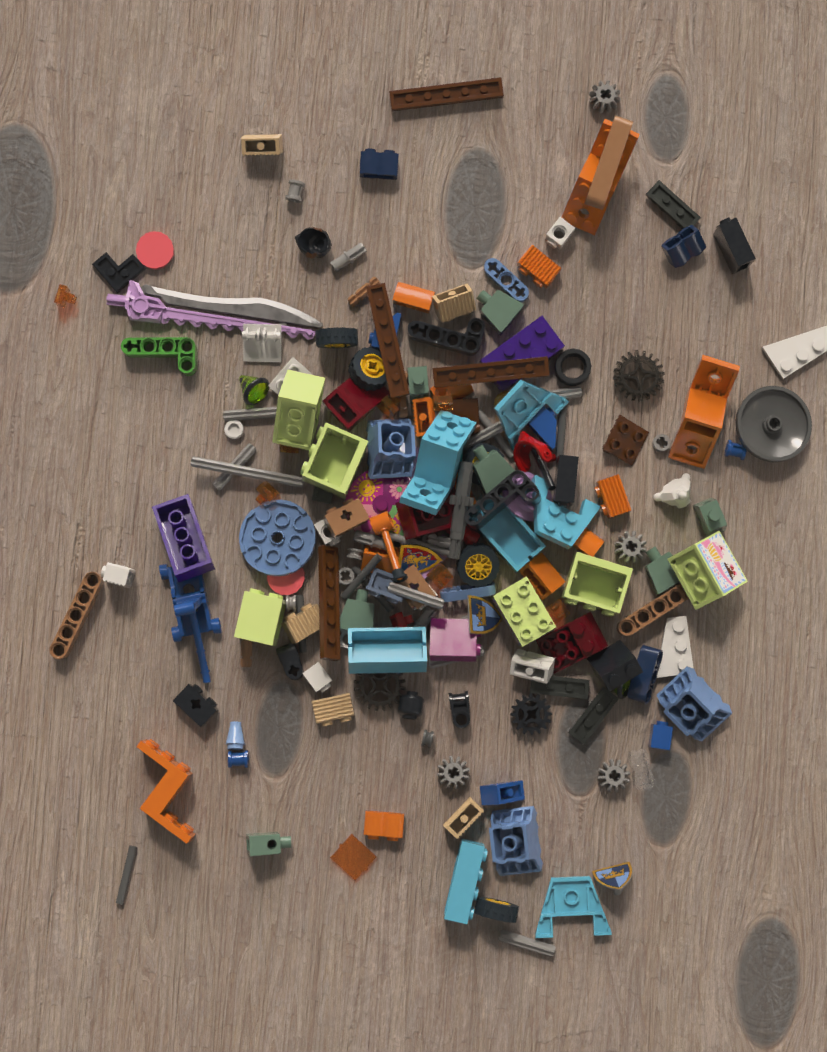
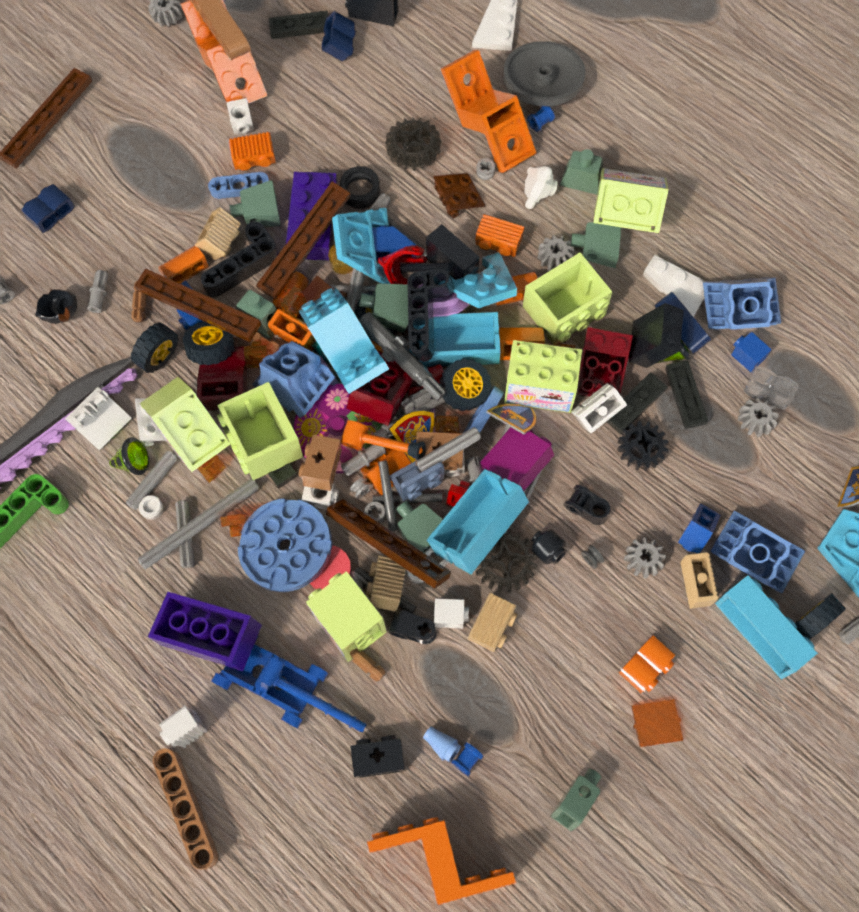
camera: 50 degrees left, 15 degrees down
(649, 610) = (626, 278): medium nougat beam -> none

